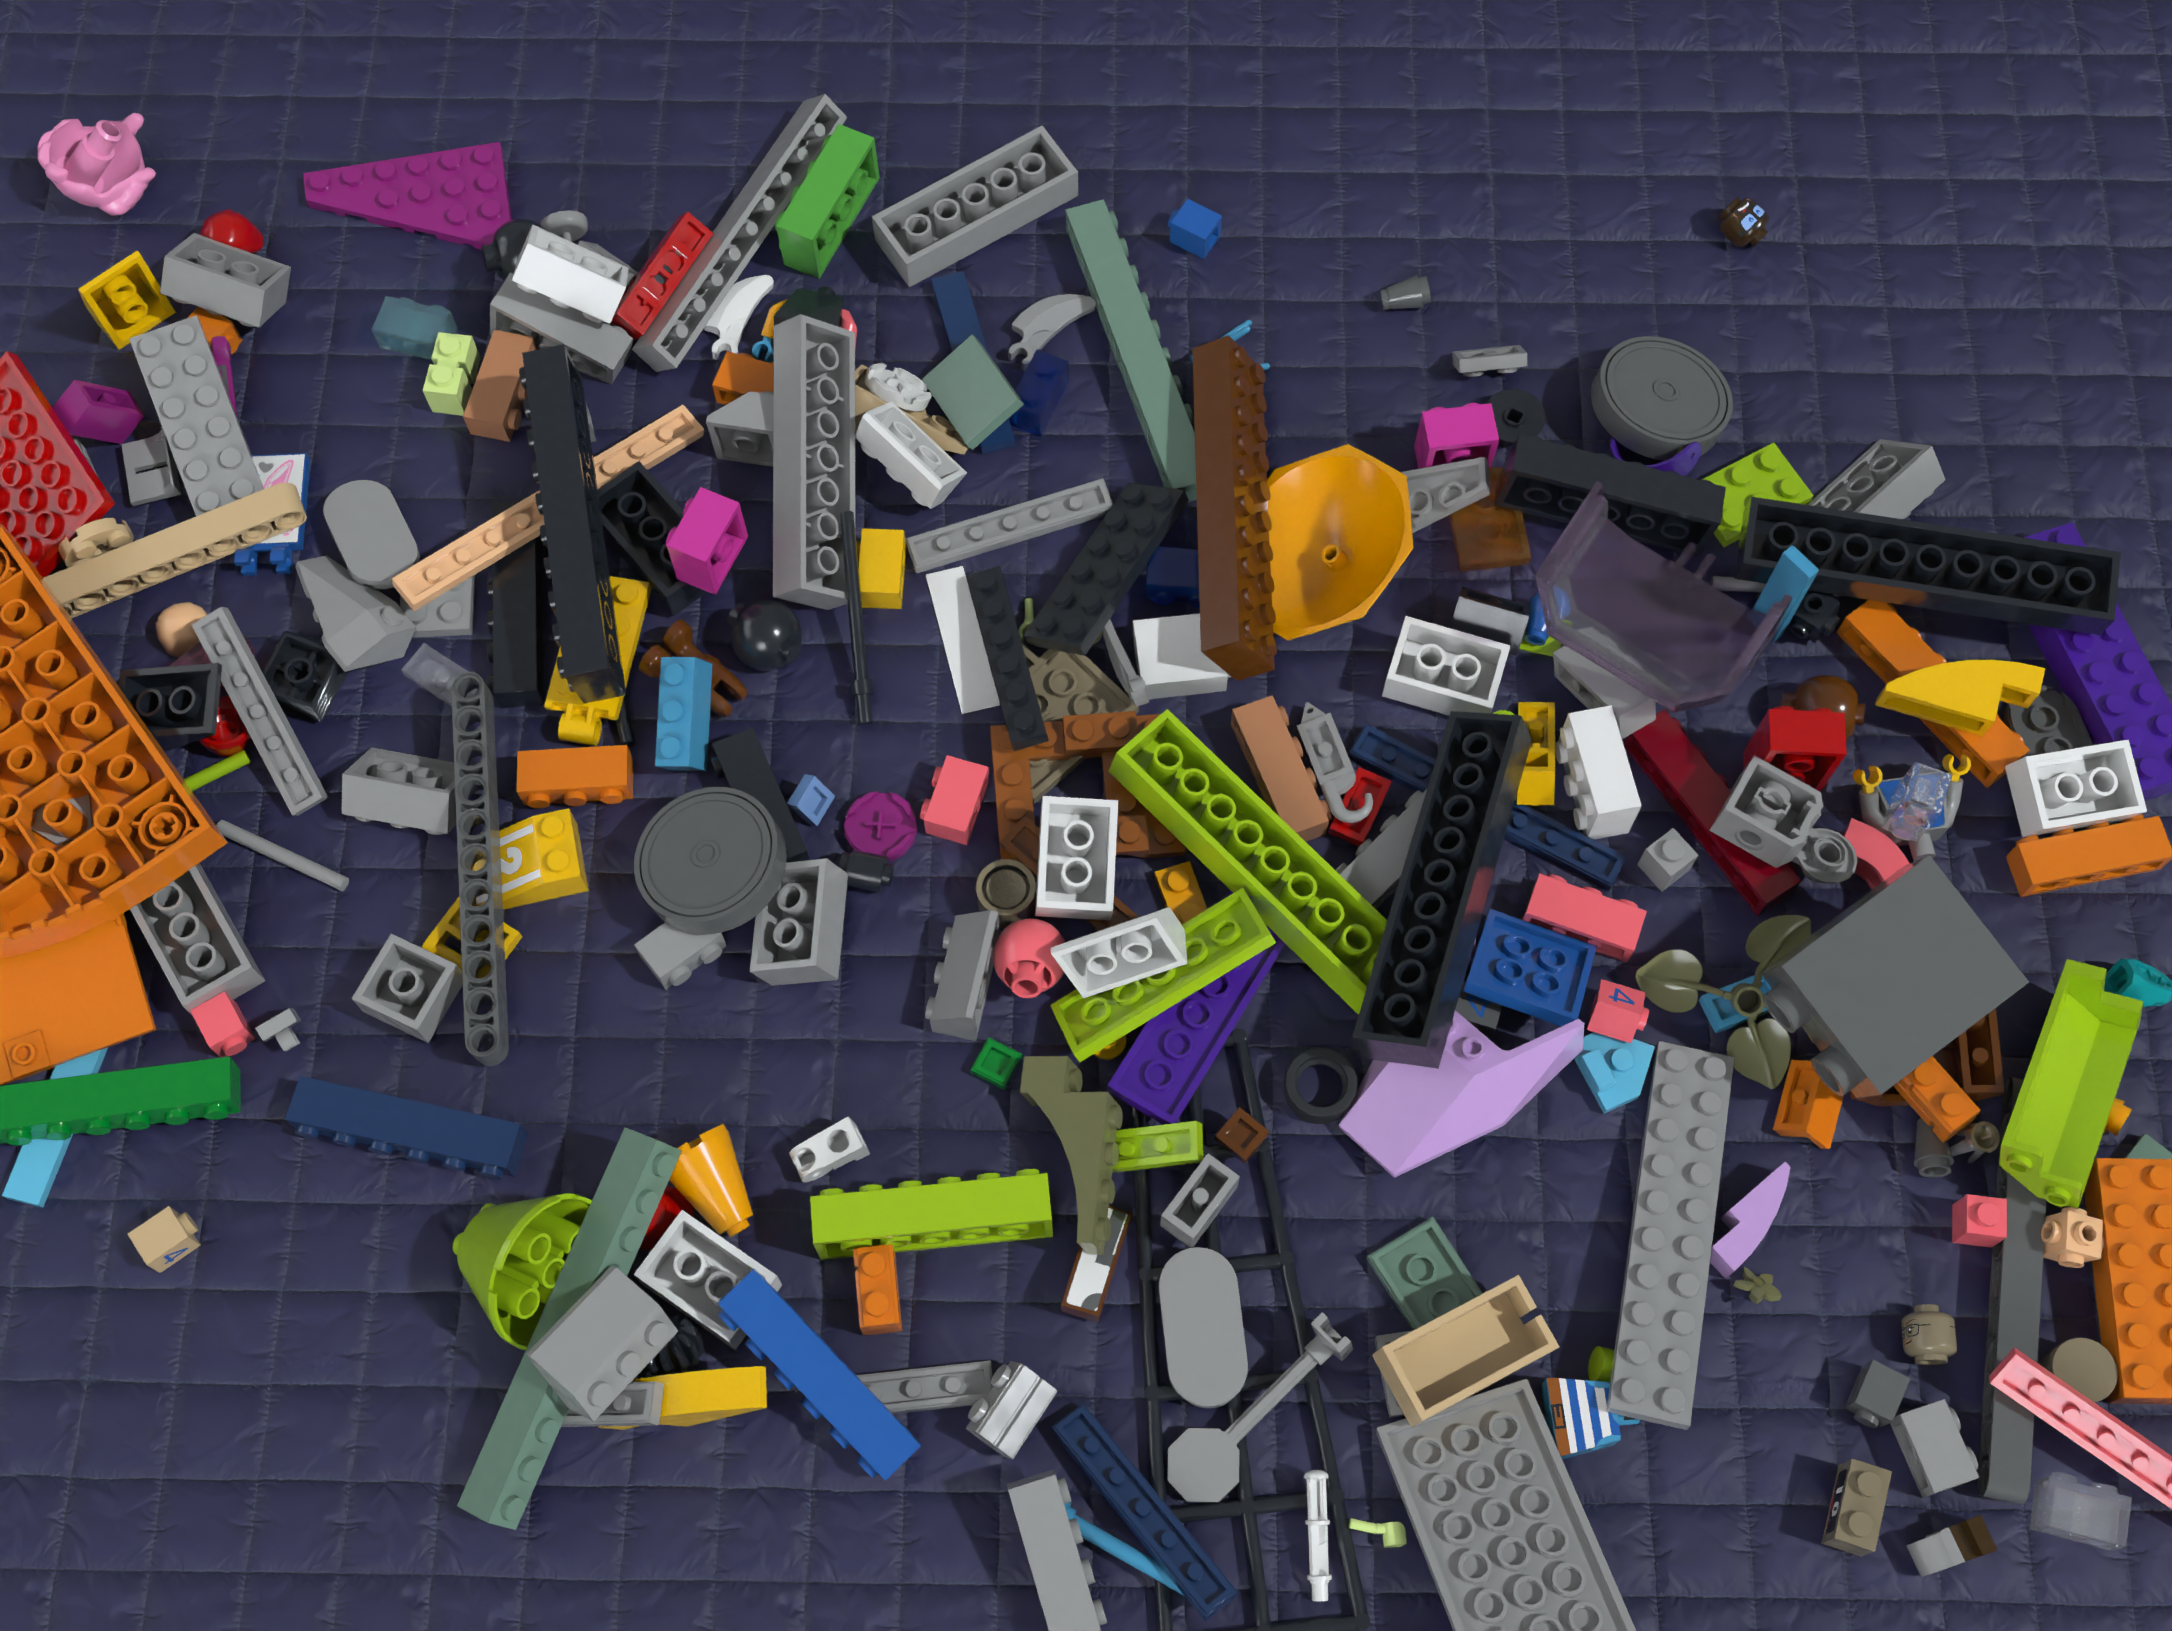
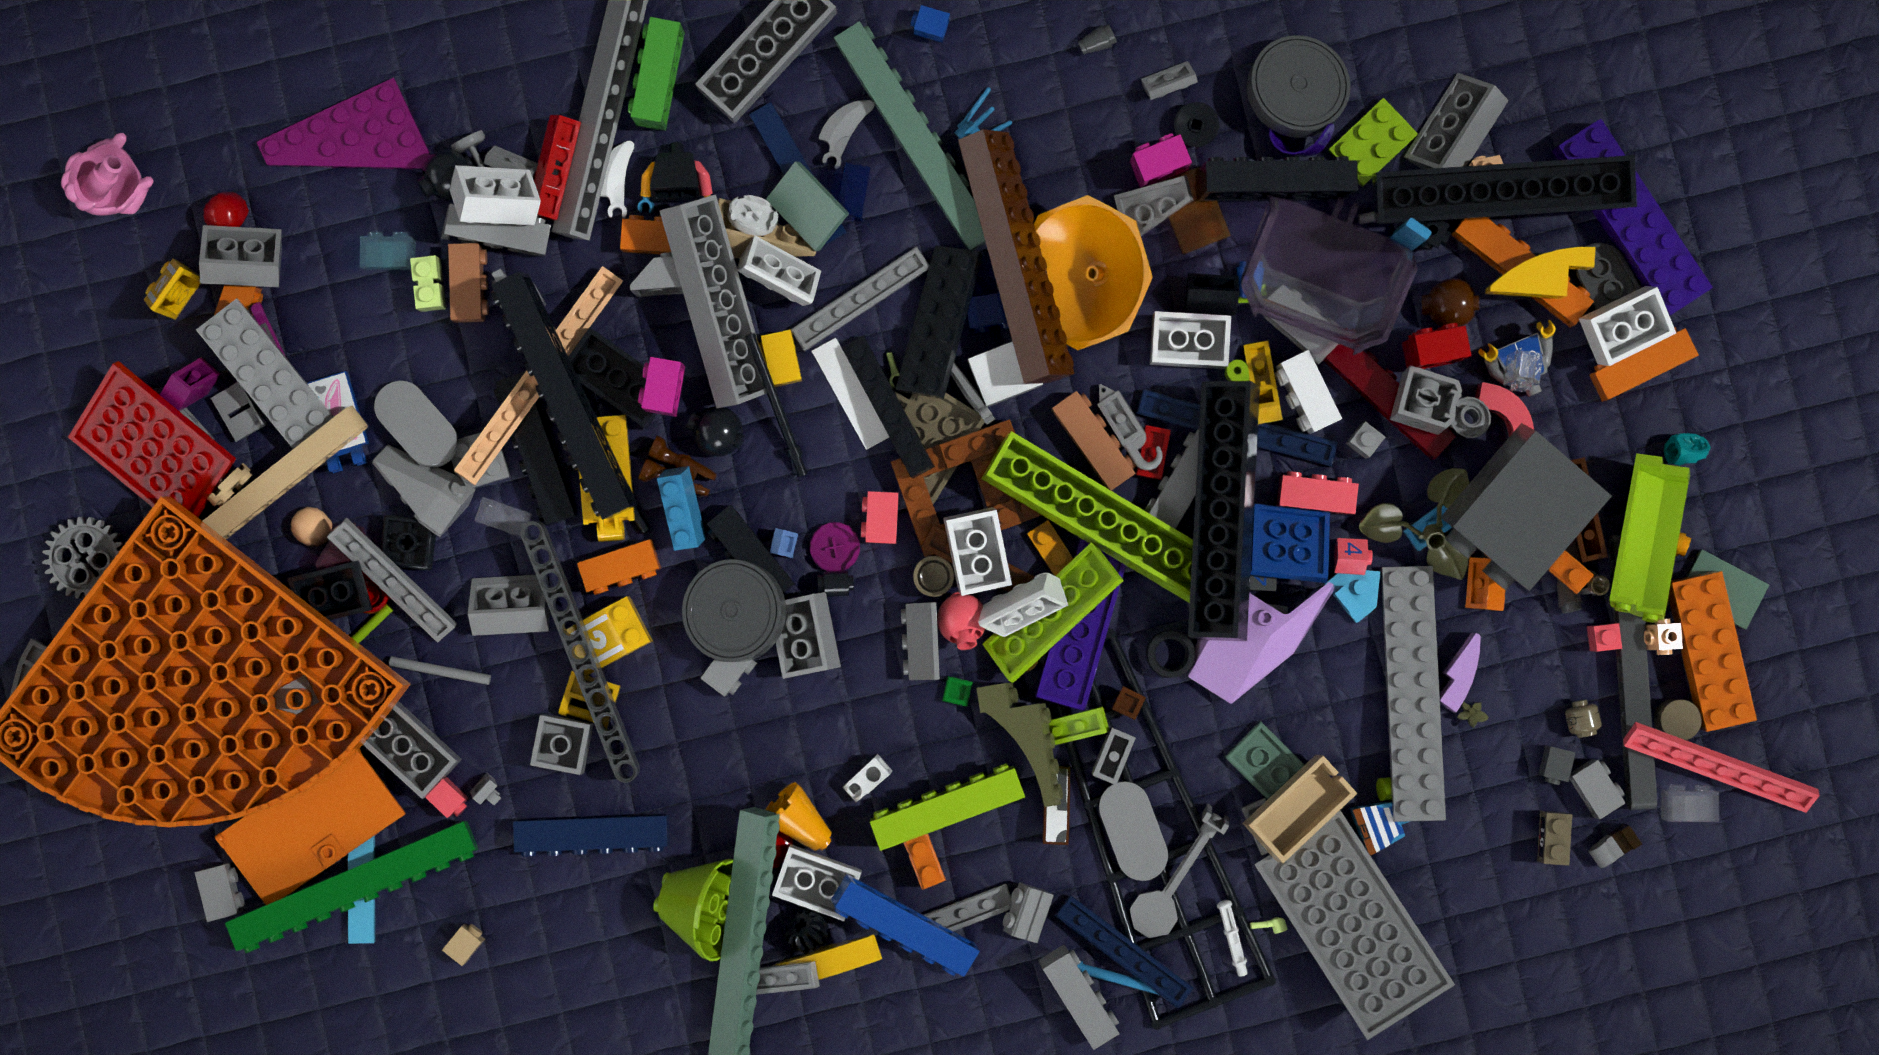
camera: 20 degrees left, 20 degrees up
(602, 1343) = (770, 947): light grey slope -> none

